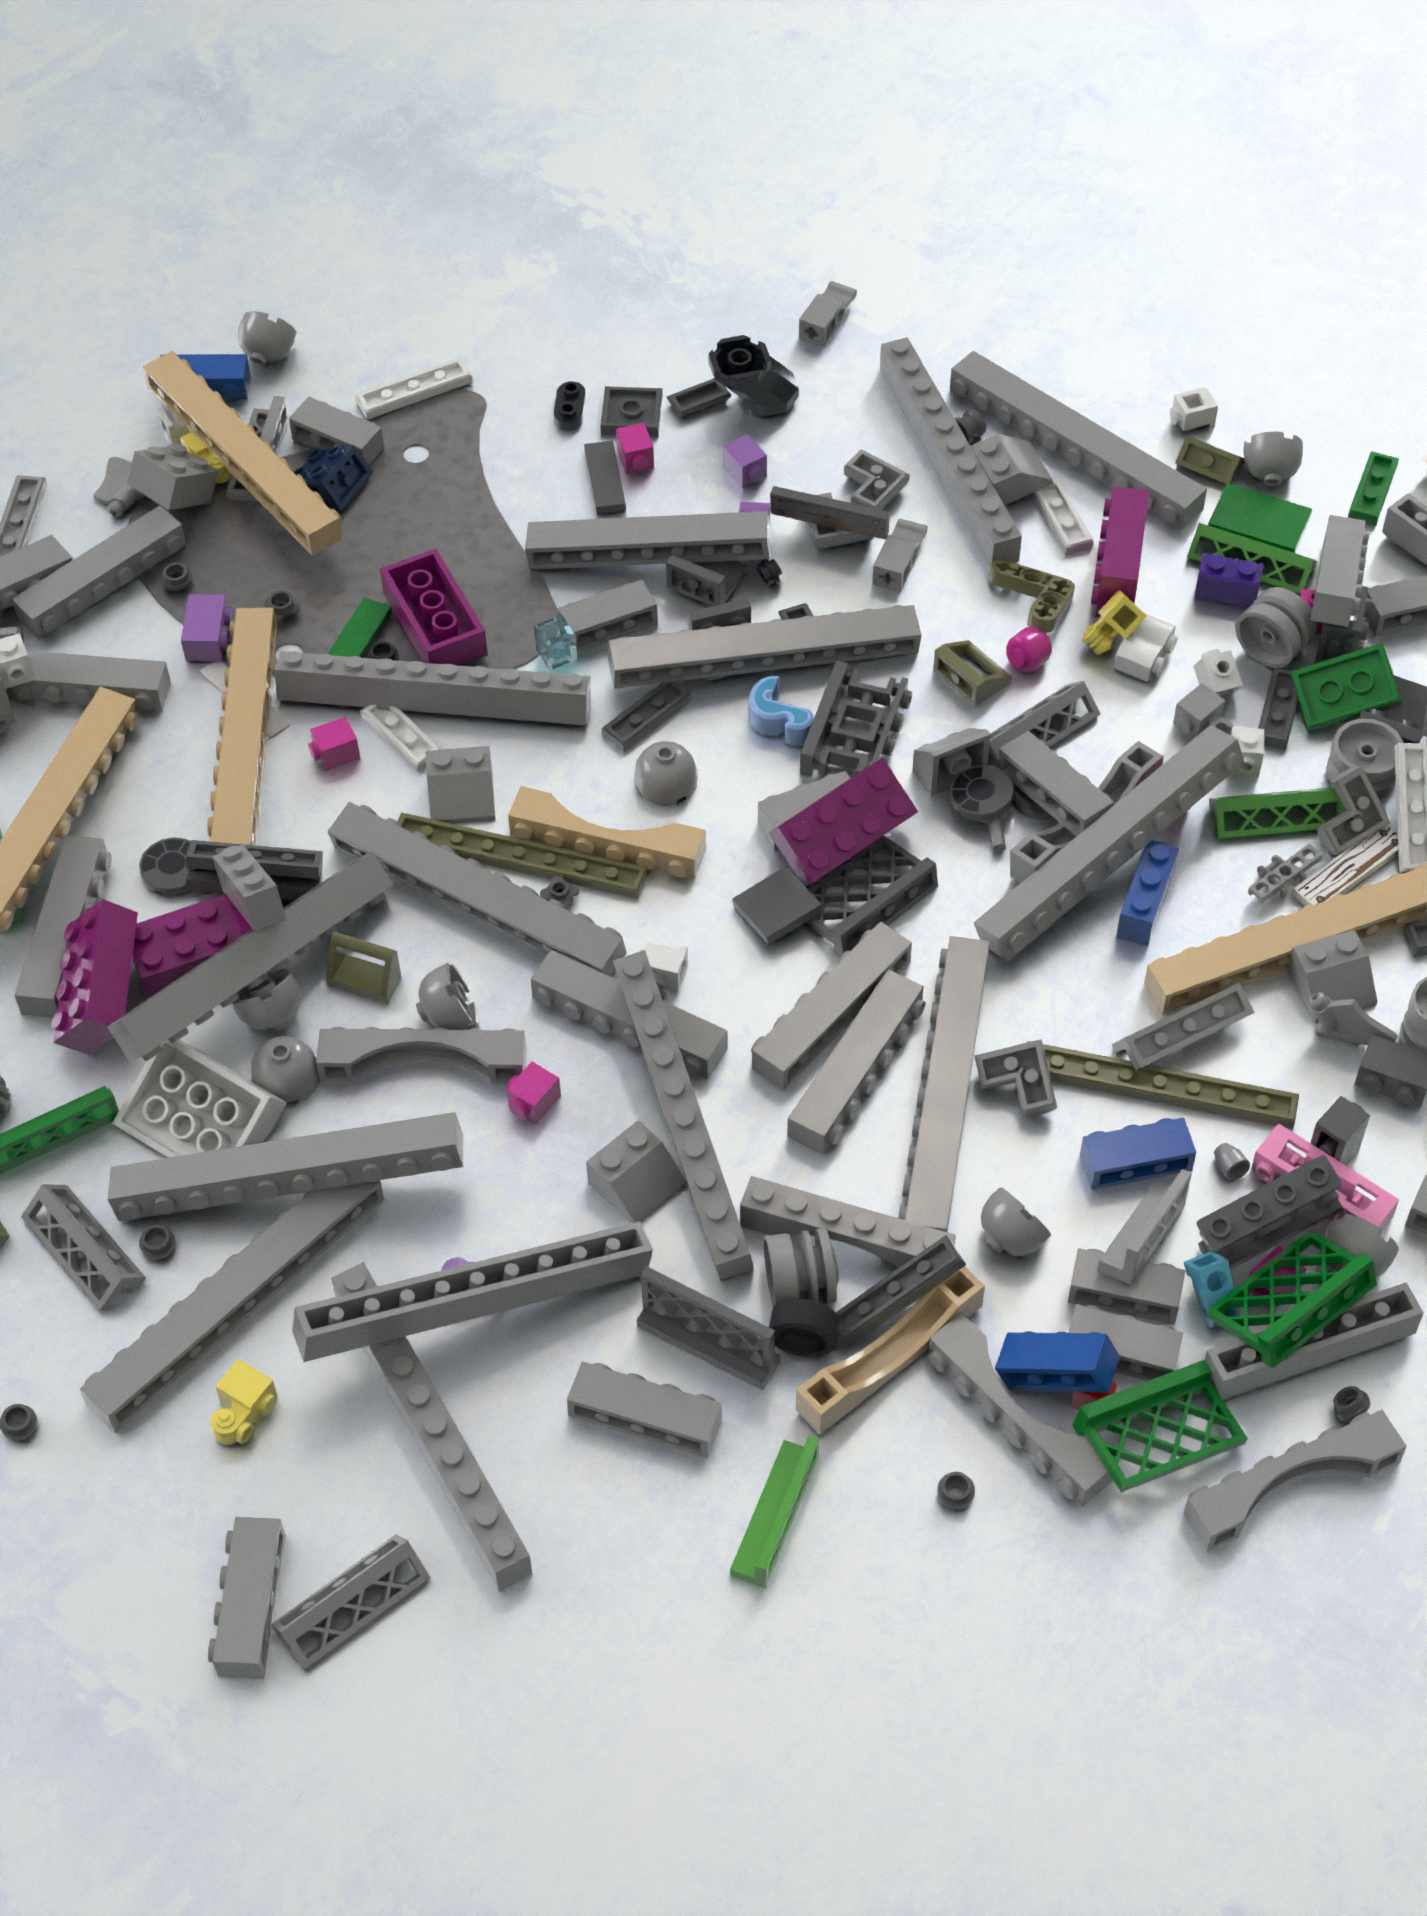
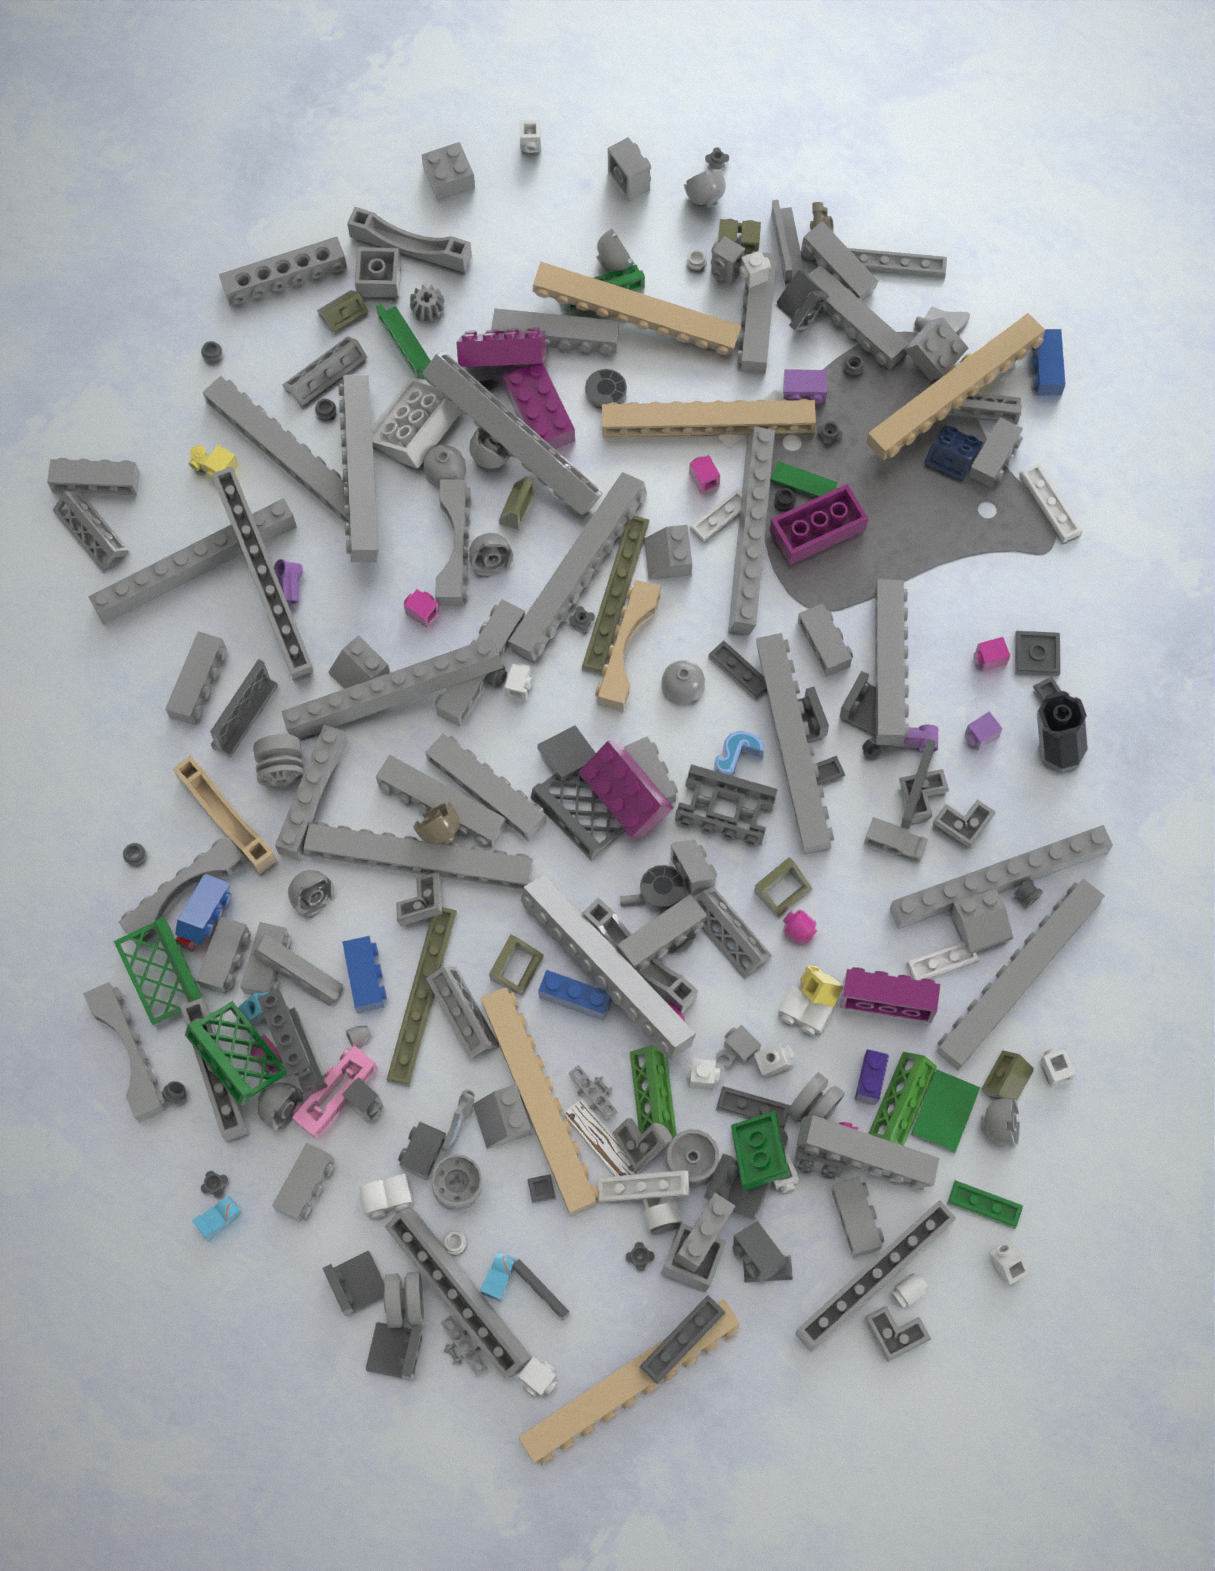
camera: 90 degrees right, 15 degrees up
(67, 620) = (802, 300): none -> dark grey bracket
(249, 887) = (553, 420): light grey brick -> none
(265, 339) = (1086, 396): light grey cylinder -> none
(290, 869) = (590, 431): dark grey brick -> none
(555, 642) = (793, 603): clear light blue brick -> none
(569, 406) = (1040, 610): black plate -> none
(604, 477) = (965, 635): dark grey tile -> none
(775, 1512) = (127, 752): bright green fence -> none
(804, 1327) = (239, 763): black tyre -> none
(825, 313) = (1152, 791): light grey piece -> none
(898, 1290) = (259, 817): dark grey tile -> none
(905, 1040) = (439, 825): none -> dark tan cylinder
(1052, 591) = (861, 941): olive beam -> none
(1102, 977) = (505, 957): none -> olive tile

